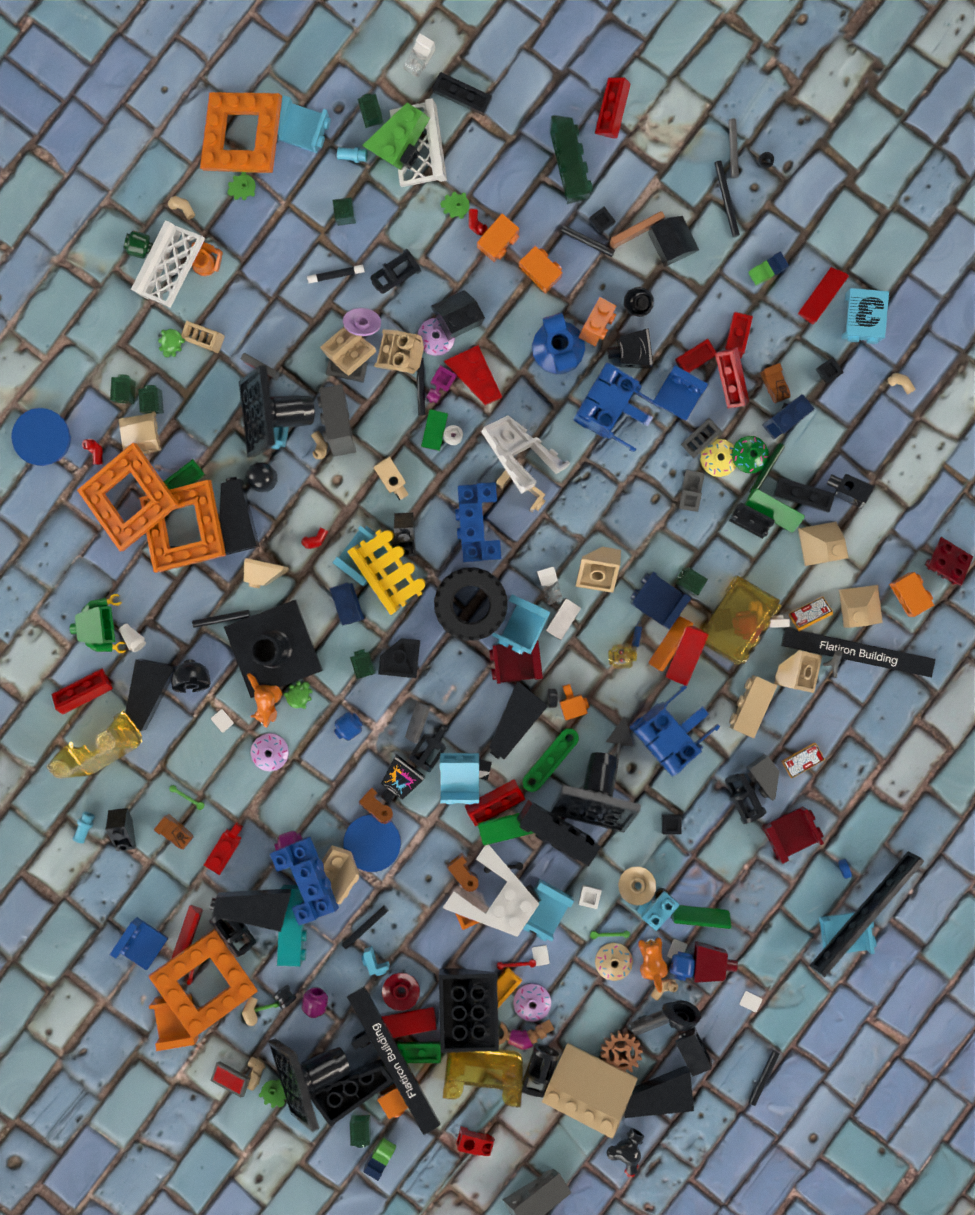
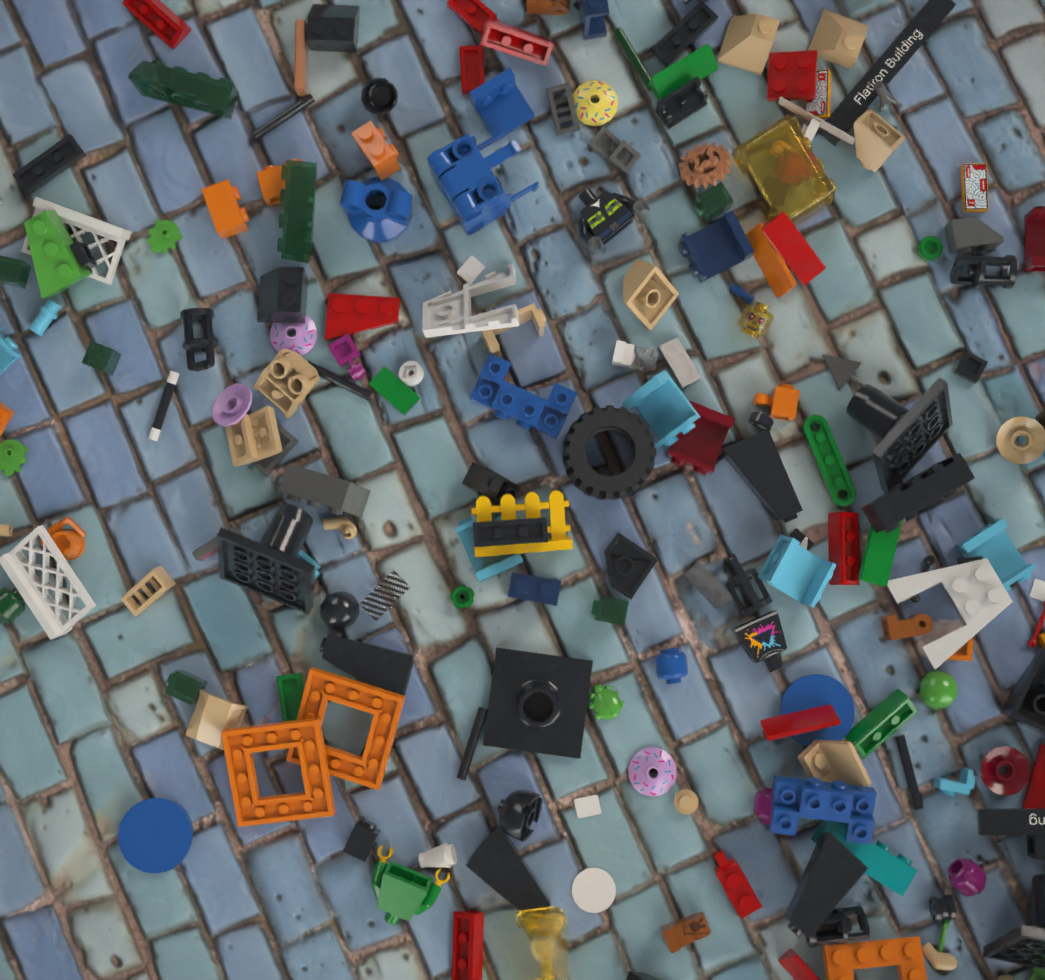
camera: 55 degrees left, 5 degrees down
(94, 448) = (203, 781): red arm -> none
(114, 579) = (362, 840): none -> black brick
(122, 389) = (155, 711): clear green brick -> none
(168, 755) = (593, 890): none -> white sticker
(171, 342) = (134, 629): bright green piece -> none
(200, 805) = (670, 884): bright green hinge -> none
(261, 573) = (446, 667): tan slope -> none
(261, 786) = (685, 801): none -> tan plate
(265, 699) = (591, 741): orange animal -> none
(288, 503) = (385, 595): none -> tile
(312, 557) = (467, 601): none -> green plate
(315, 541) = (444, 588): red arm -> none
(356, 834) = (799, 722): none -> red slope
(376, 565) = (510, 532): none -> black plate
(379, 811) = (781, 684): dark orange leg -> none
(387, 469) = (409, 464): tan torso -> none
(387, 891) = (881, 723): none -> green slope
(432, 917) = (937, 689): none -> bright green hair
(474, 224) = (196, 227): red arm -> none
(522, 292) = (298, 210): none -> clear green wedge
(550, 436) = (471, 269): none -> white sticker
(589, 896) = (1006, 499): white plate -> none
(602, 220) = (269, 89): black plate -> none
(633, 350) = (428, 130): black torso -> none
(638, 511) = (606, 216): none -> torso
(667, 738) = (881, 314): blue piece -> none
(714, 561) = (706, 163): none -> nougat gear
(741, 751) = (929, 248): none -> green tile
(742, 457) = (608, 76): green dish -> none
(752, 706) = (886, 209): tan brick -> none
(790, 619) = (824, 125): none -> white sticker
(814, 588) = (792, 75): none -> red plate

